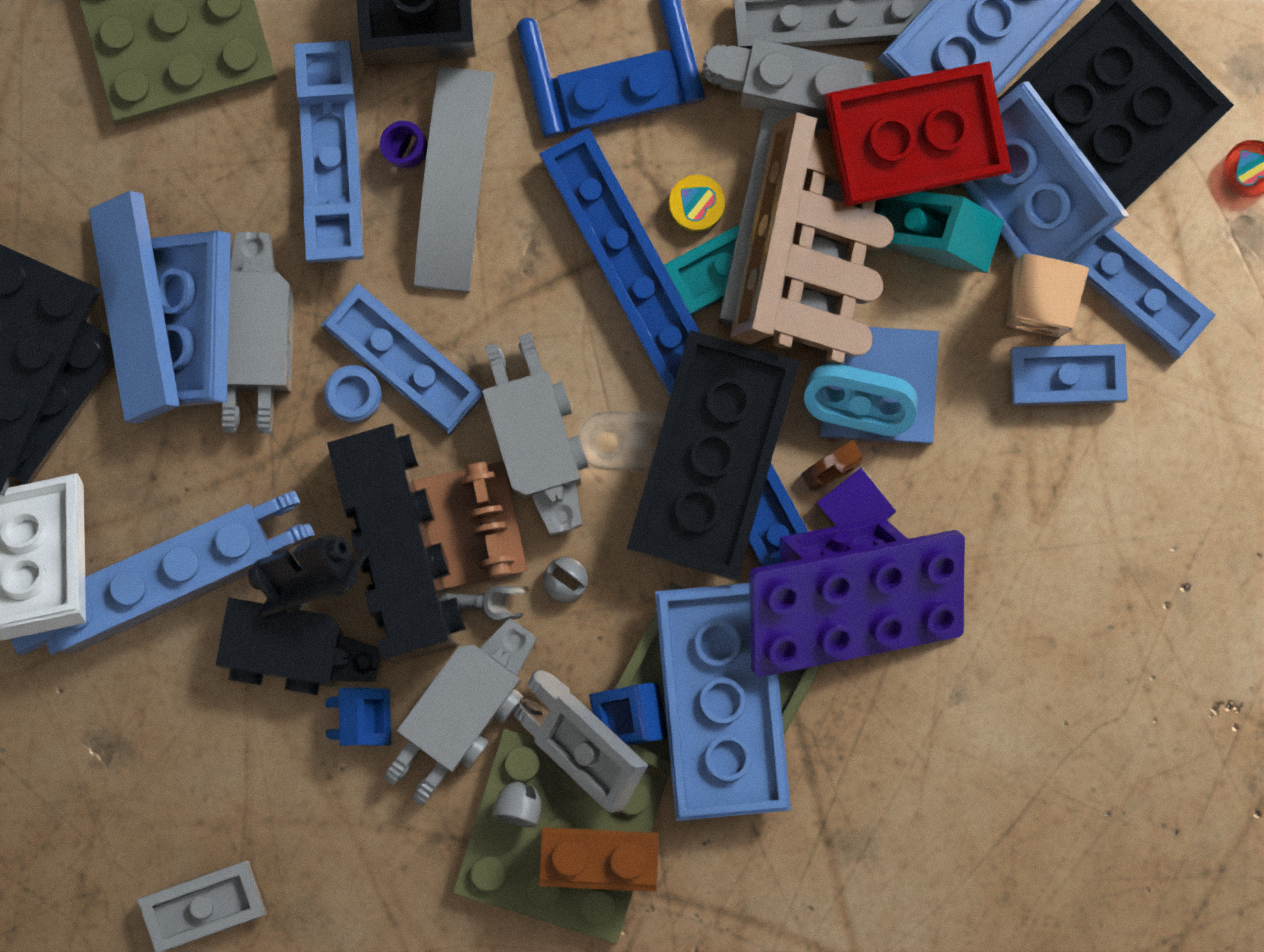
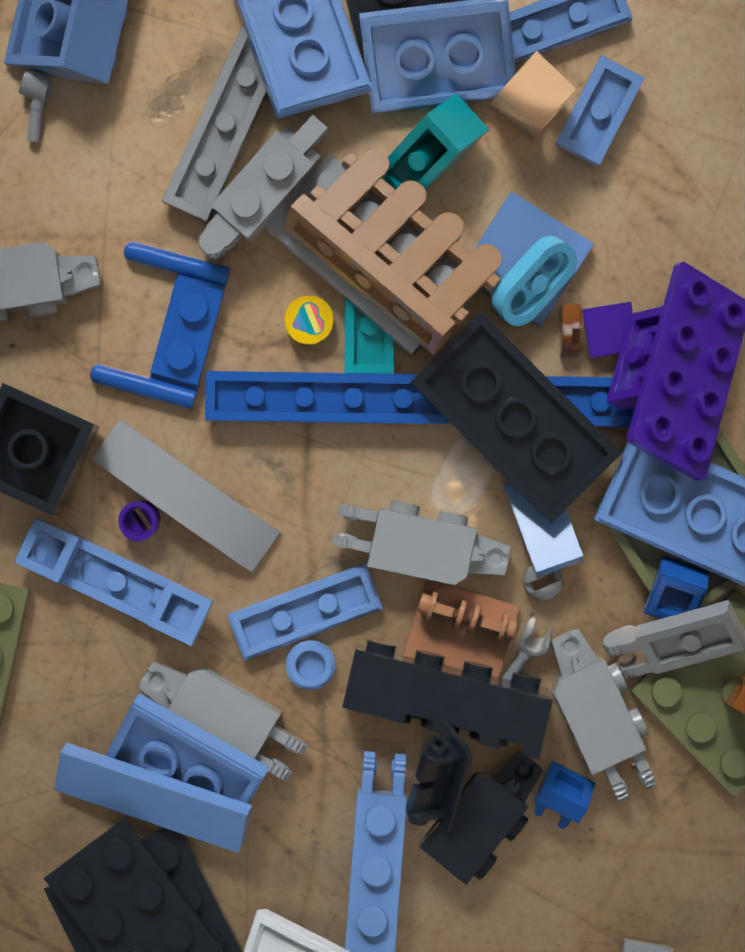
camera: 60 degrees left, 5 degrees up
(518, 805) = (698, 712): light grey hinge -> none
(604, 561) = (548, 545): none -> tile
(917, 133) = (355, 122): red tile -> none

